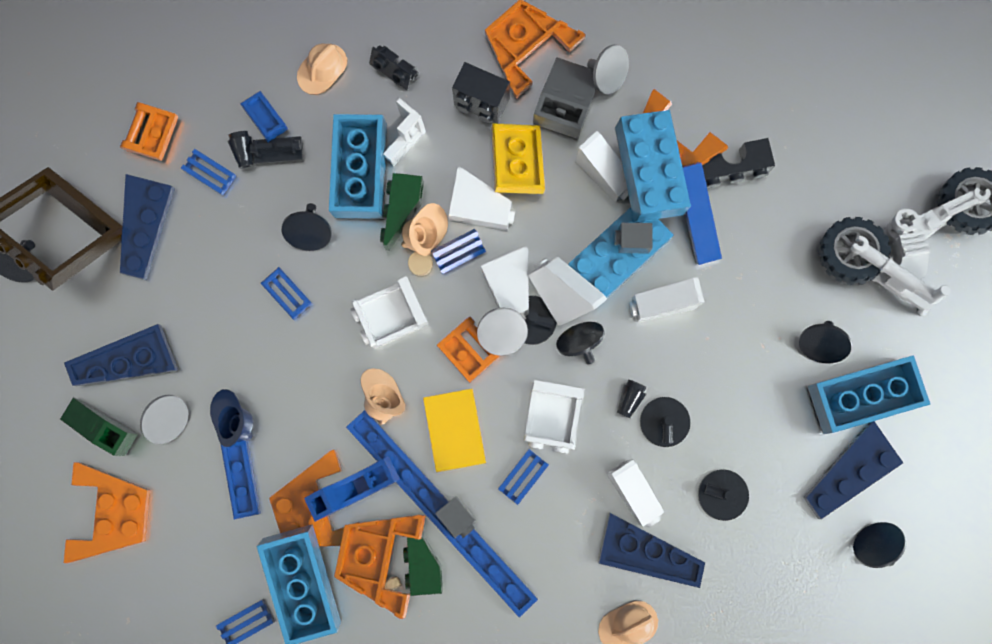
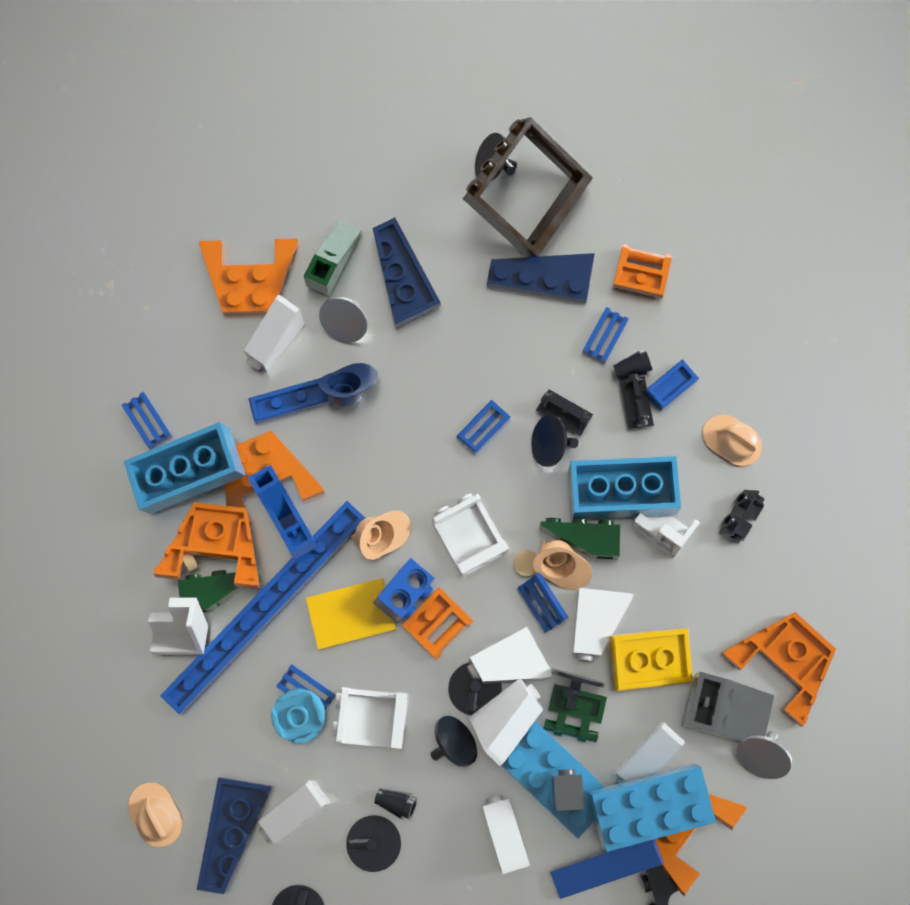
camera: 85 degrees right, 5 degrees down
(170, 489) = (273, 334): none -> white slope
(283, 207) = (572, 415): none -> black hinge
(433, 380) = (401, 588): none -> blue brick
(456, 518) = (258, 621): dark grey brick -> none
(459, 596) = (180, 630): none -> white panel
(480, 93) = (718, 612): black brick -> none
(502, 331) = (456, 655): shield -> none
(537, 226) = (573, 691): none -> black shield
(546, 484) = (298, 715): none -> medium azure tile
(553, 227) = (588, 708): none -> dark green plate

